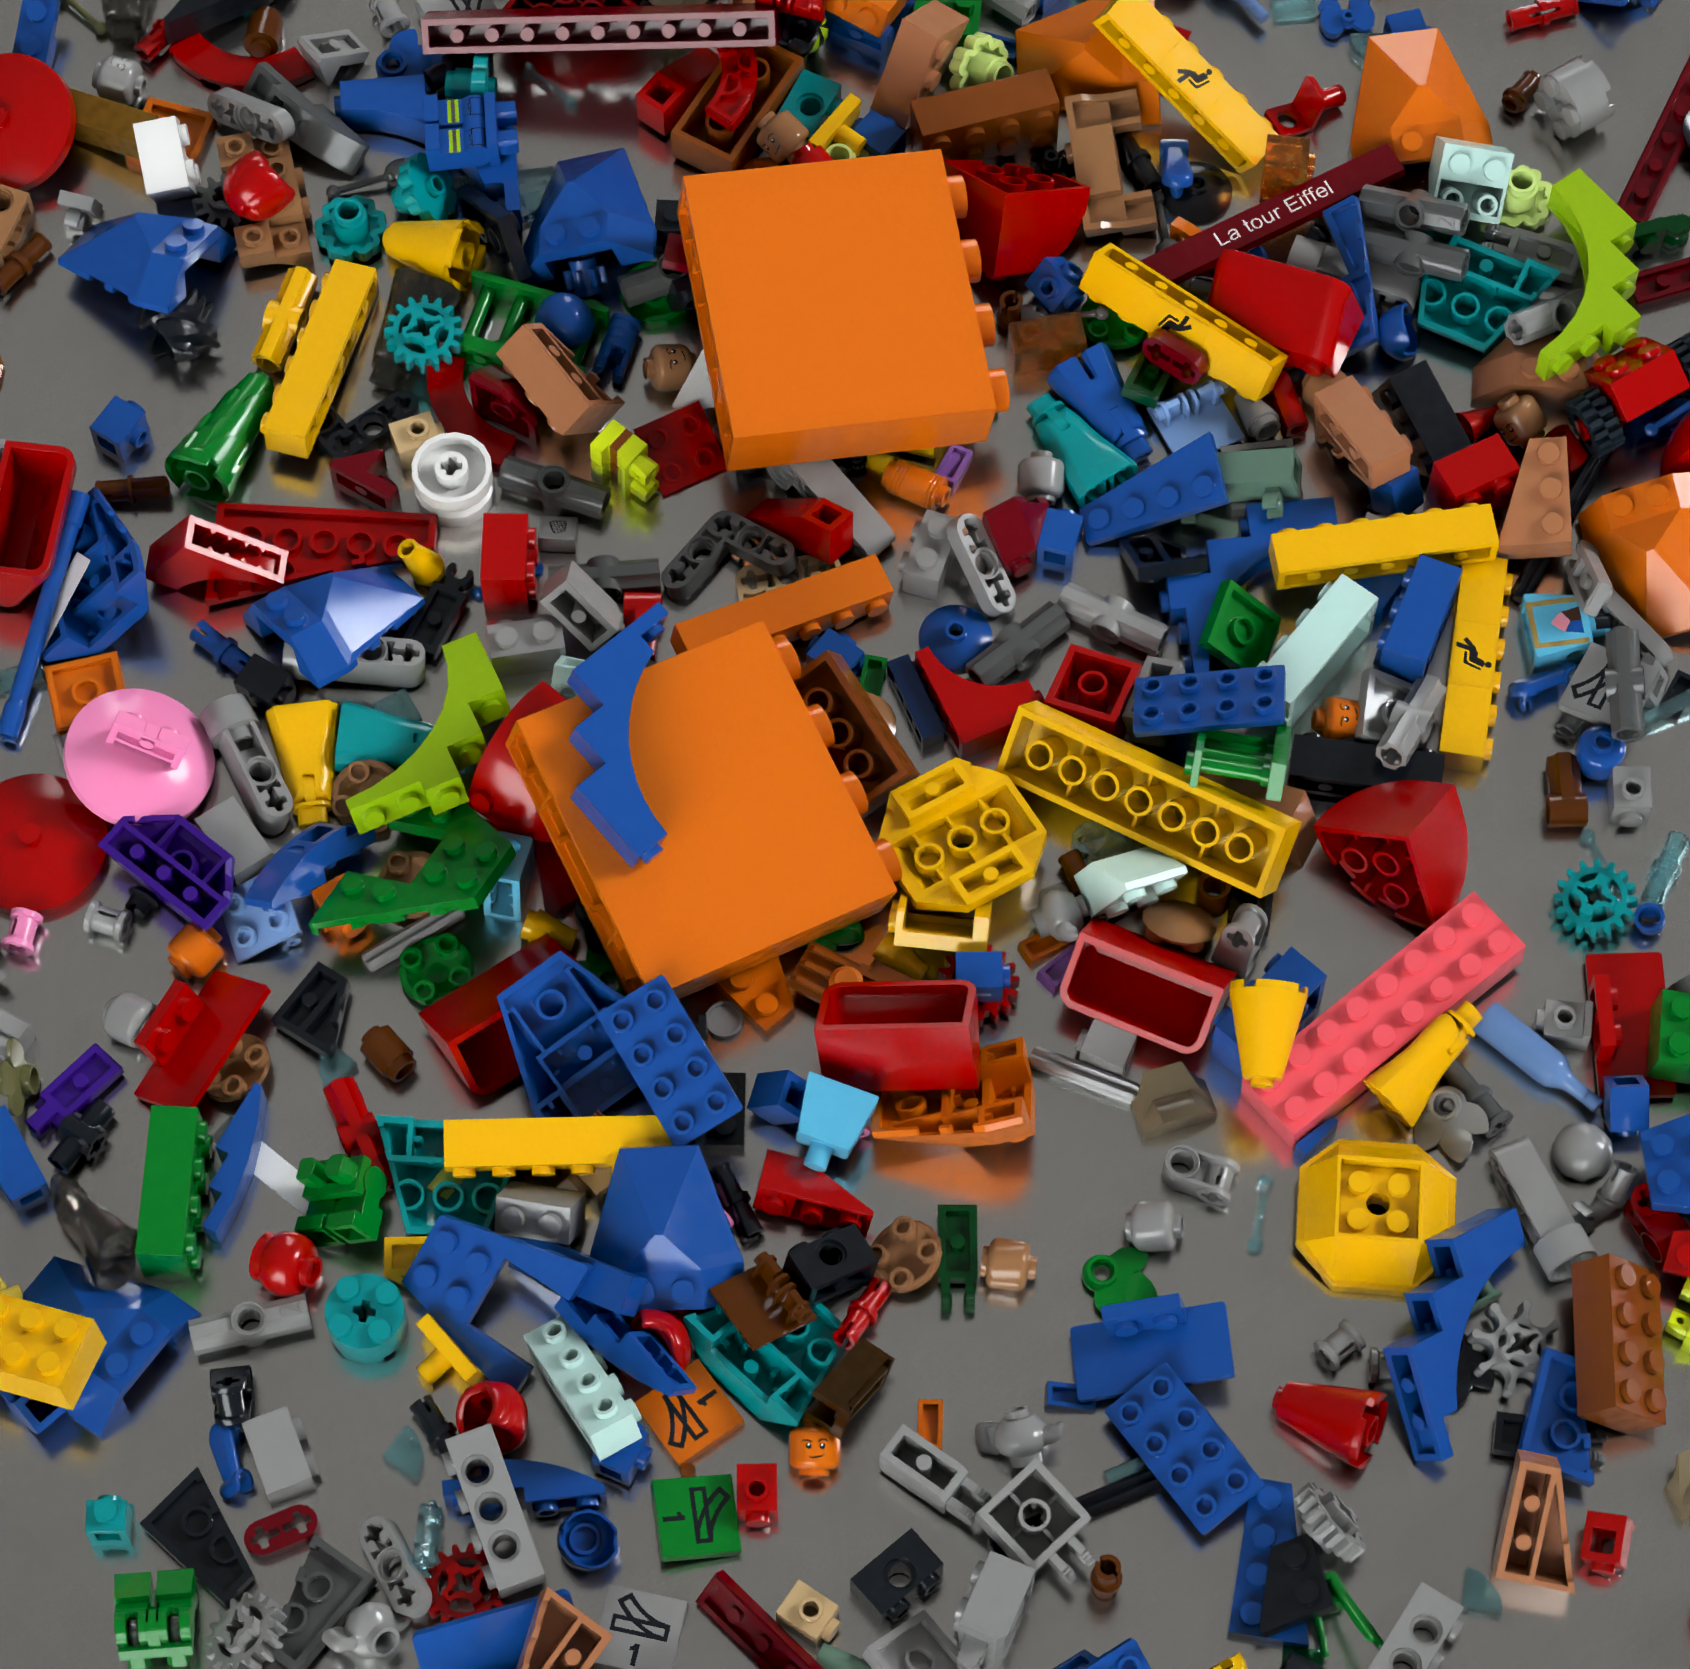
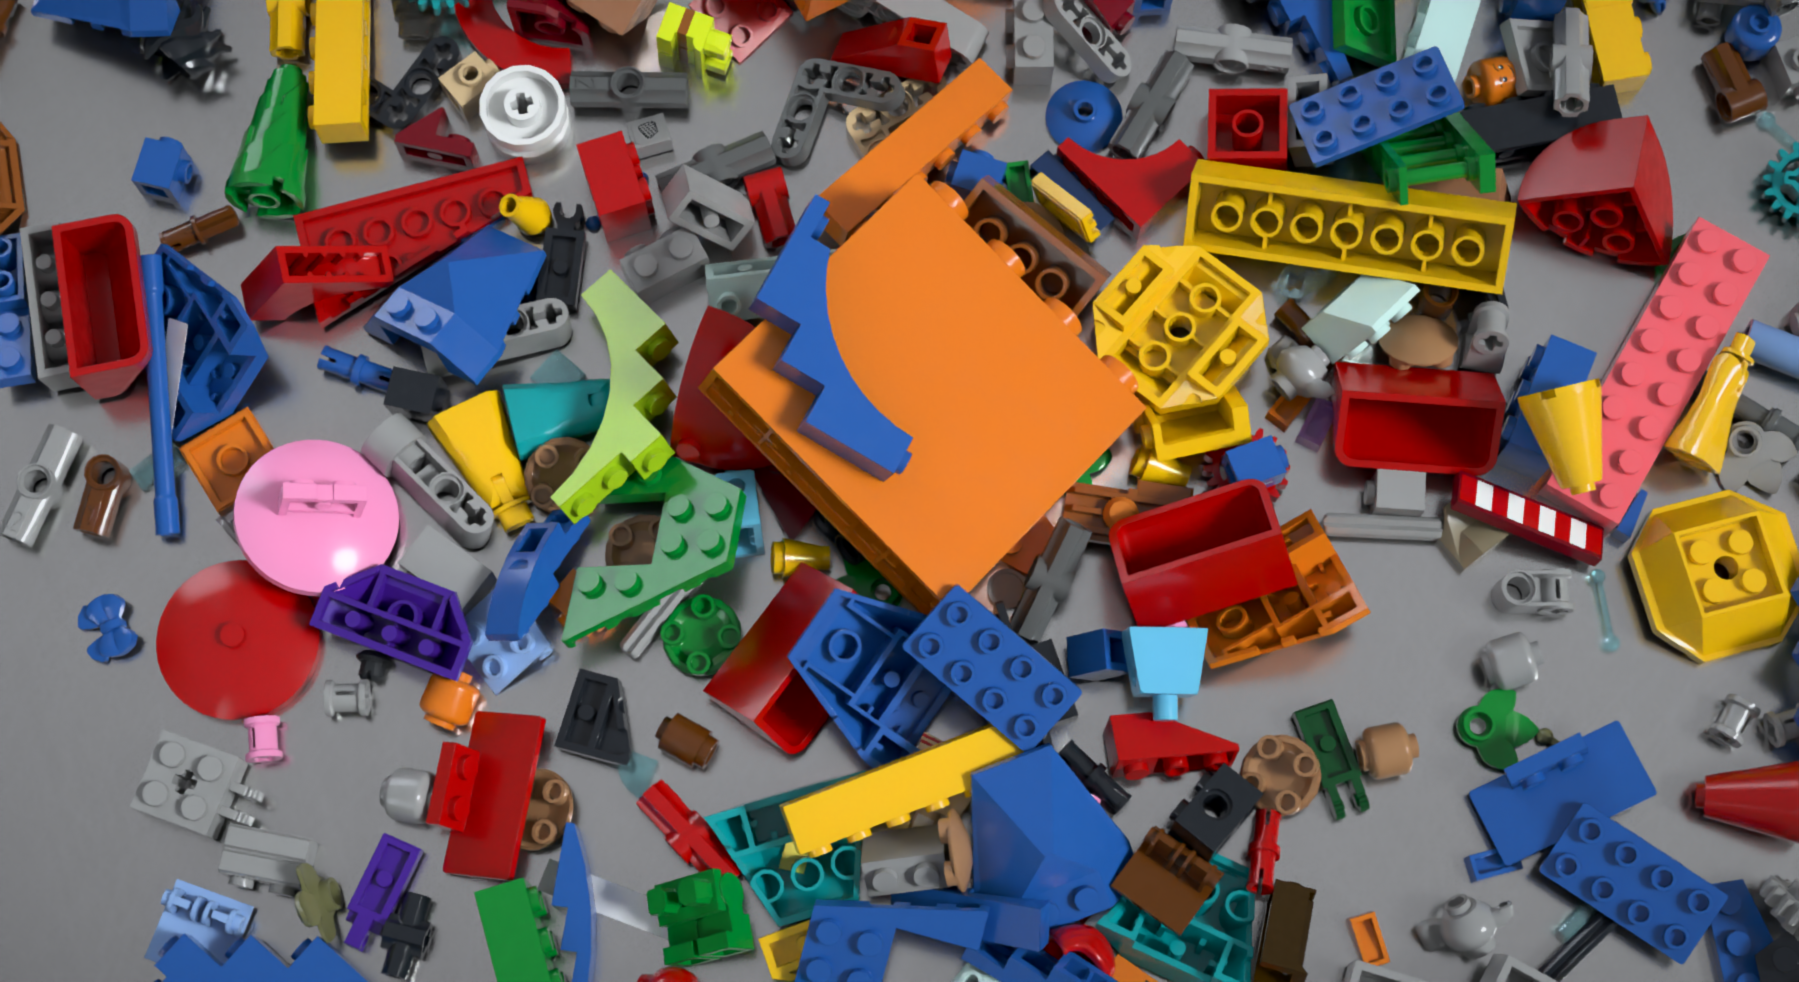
camera: 20 degrees left, 10 degrees up
(585, 1213) = (954, 833): none -> medium nougat dish
(760, 1017) = (1050, 578): none -> dark grey piece
(902, 706) = (1065, 207): none -> yellow tile
(1216, 1106) = (1527, 518): none -> tile

